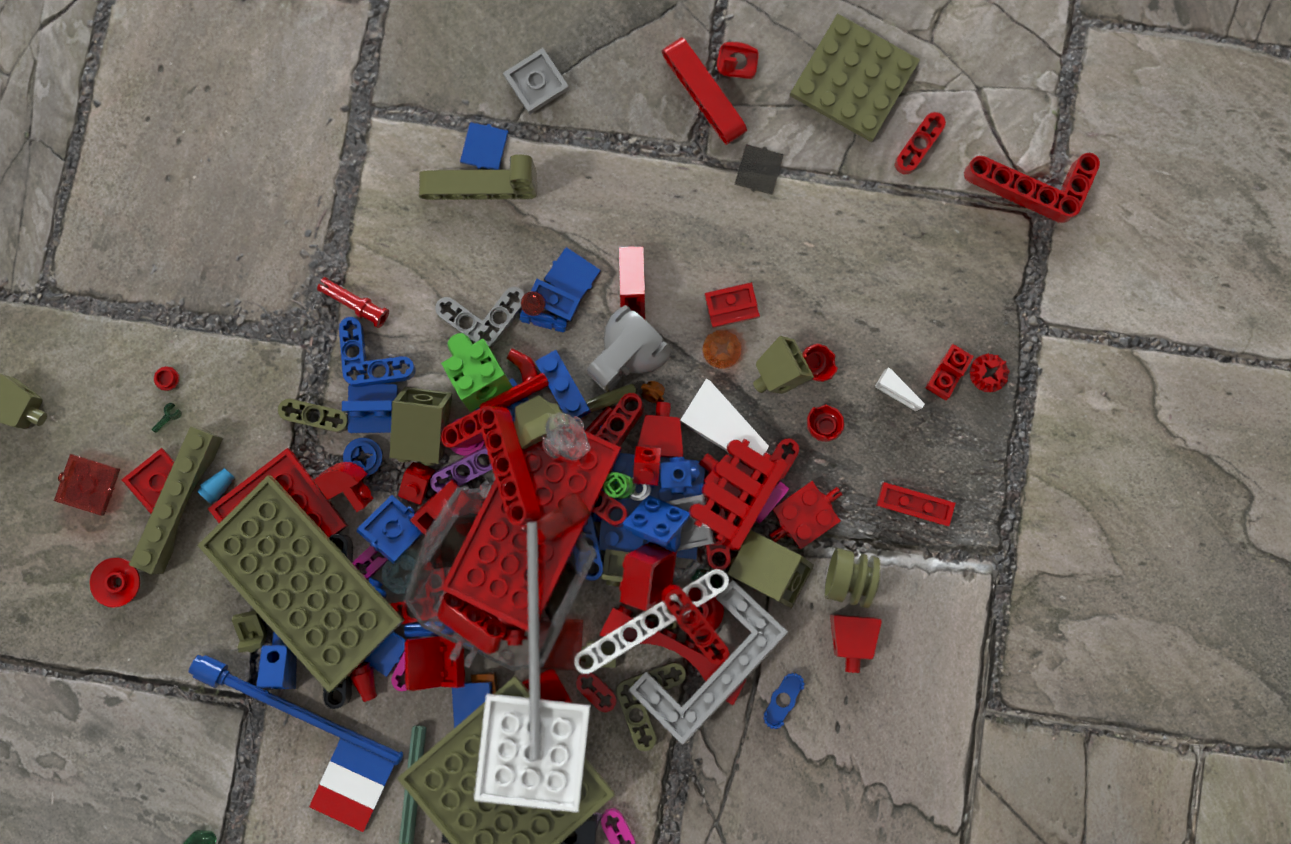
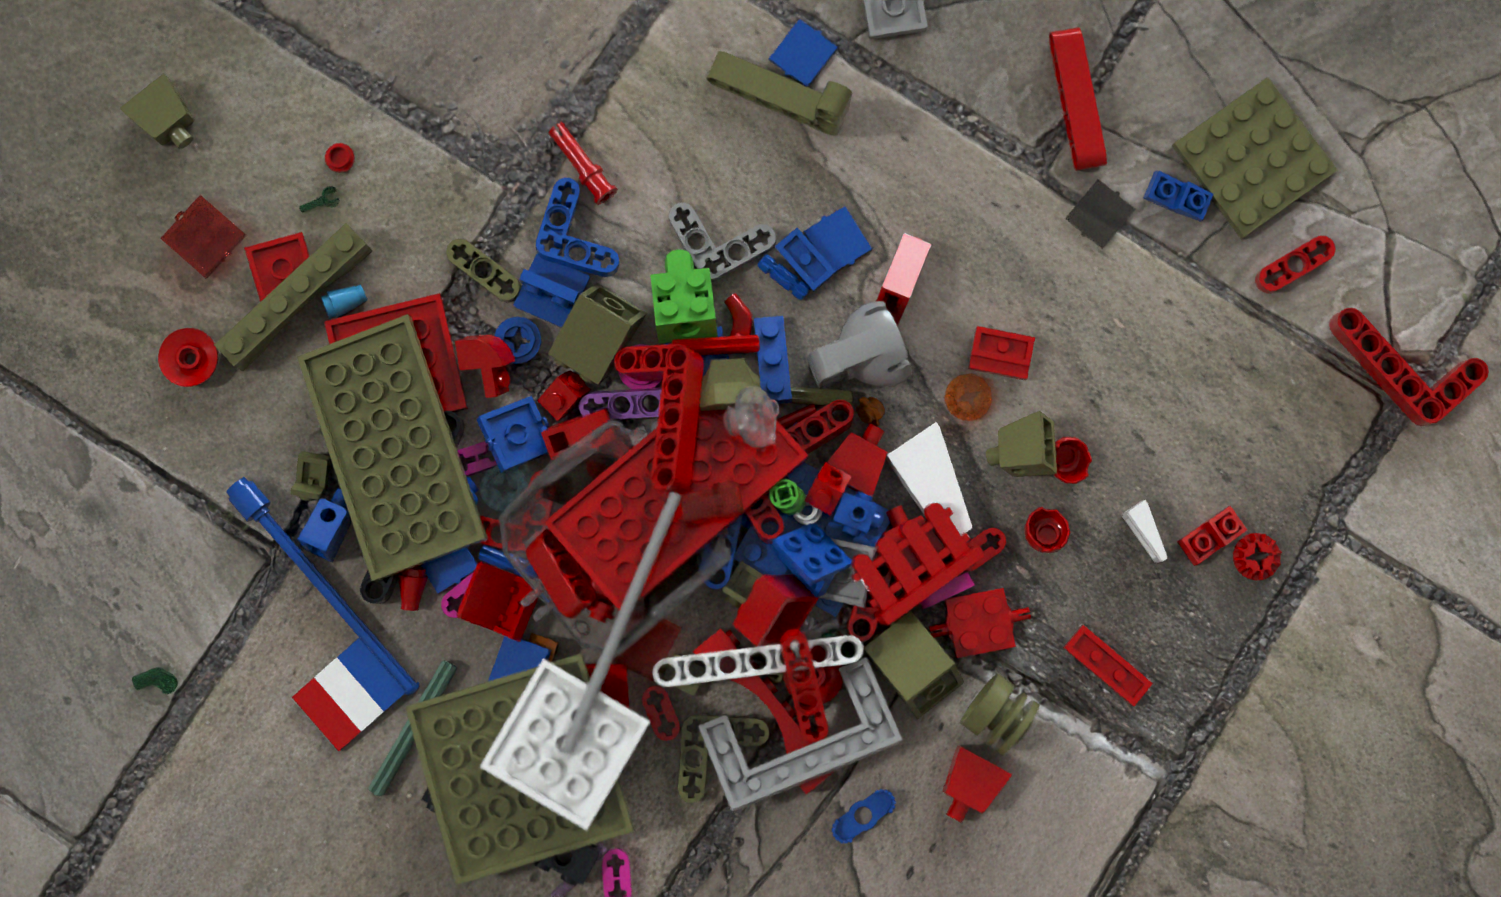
camera: 20 degrees right, 0 degrees up
(533, 303) = (781, 253): clear red plate -> none
(726, 64) = (1115, 82): red piece -> none
(811, 131) = (1177, 196): none -> blue slope

